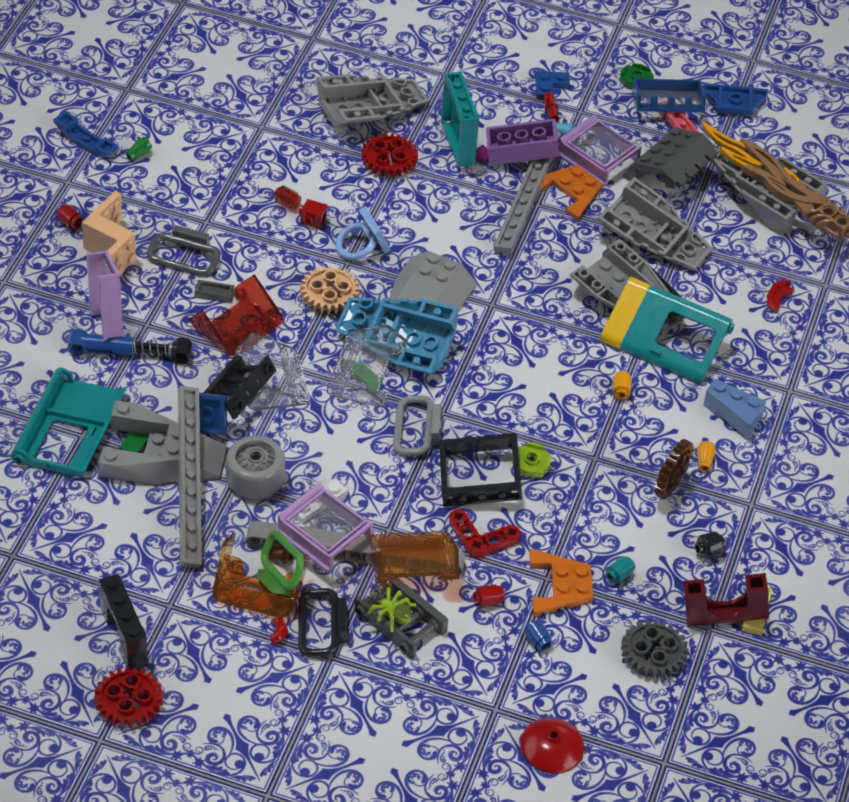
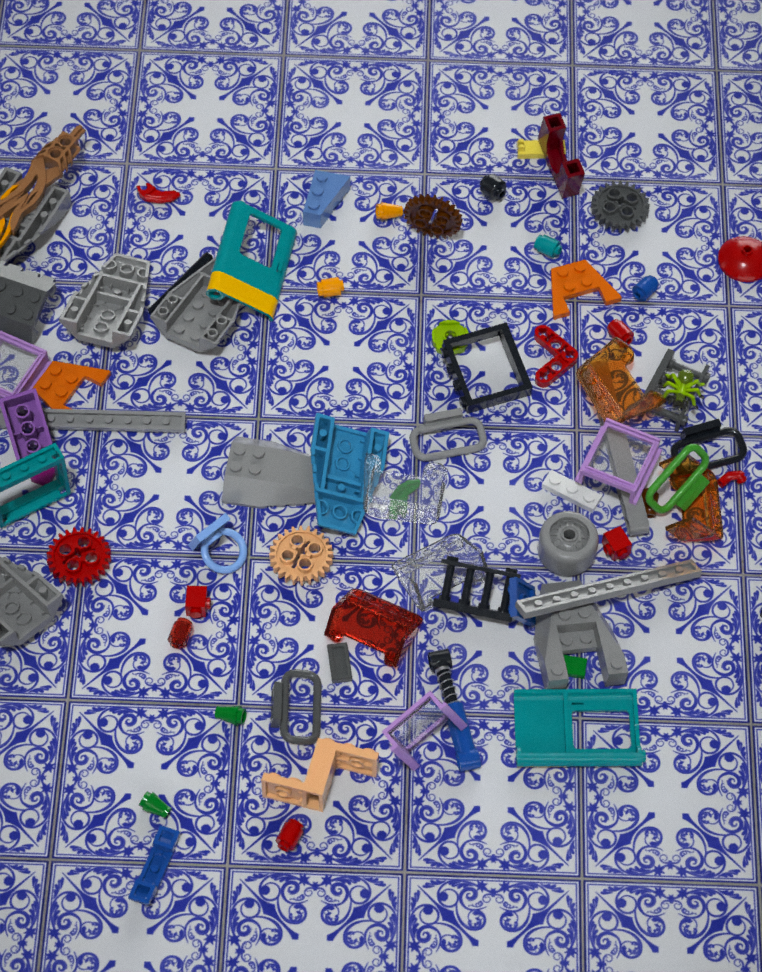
camera: 105 degrees left, 10 degrees up
(195, 211) = (231, 714): none -> green cone
(242, 510) = (616, 544): none -> red brick

